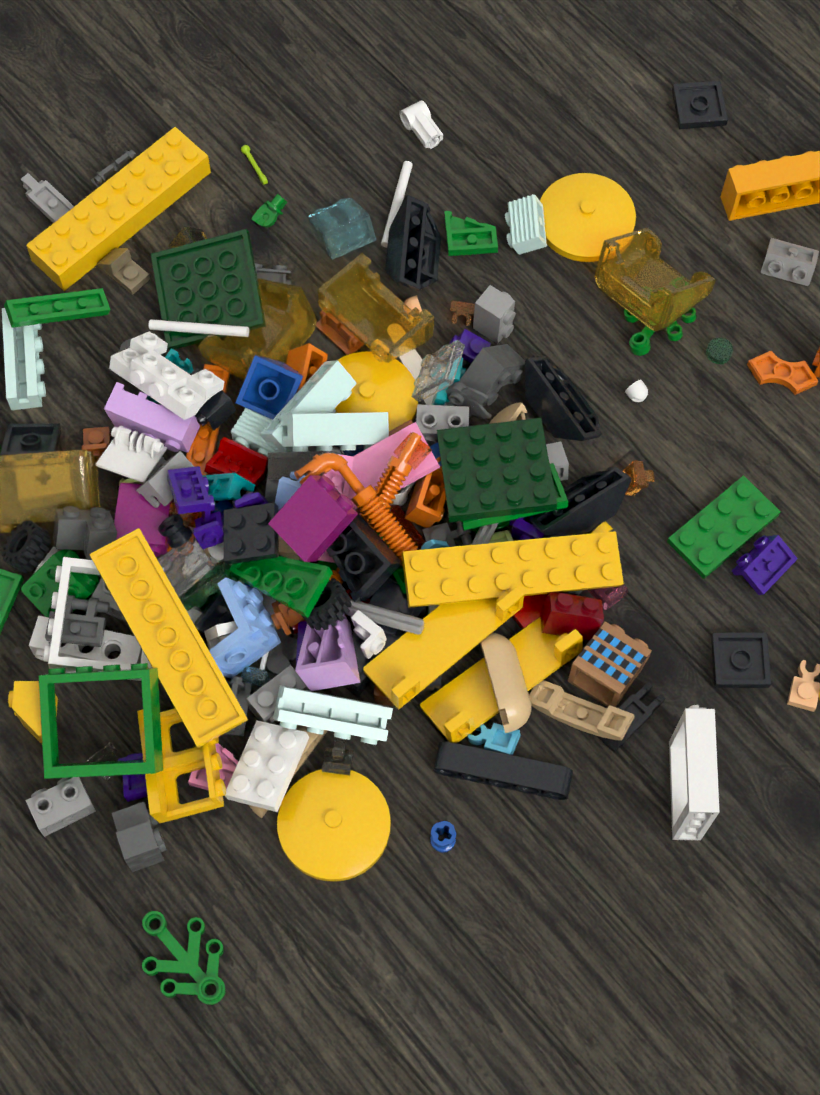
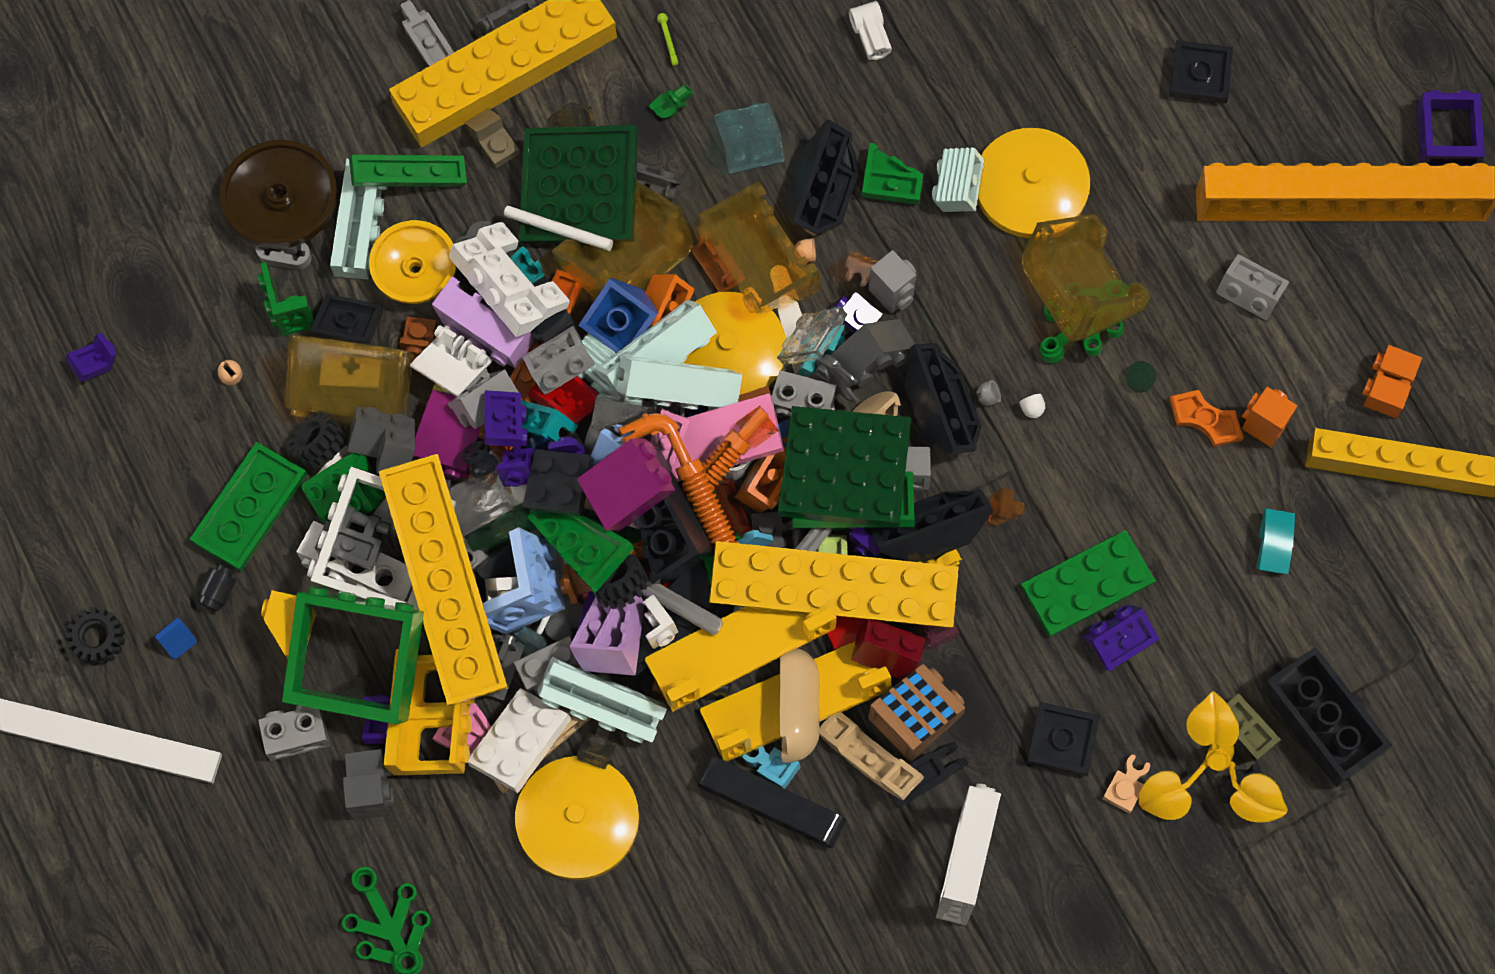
camera: 15 degrees right, 5 degrees up
(77, 369) = (408, 246): none -> yellow dish
(225, 435) = (558, 360): none -> light grey bracket
(398, 198) = (822, 114): white bar -> none
(438, 829) = (688, 849): blue bush -> none
(598, 389) = (989, 392): none -> light grey hinge

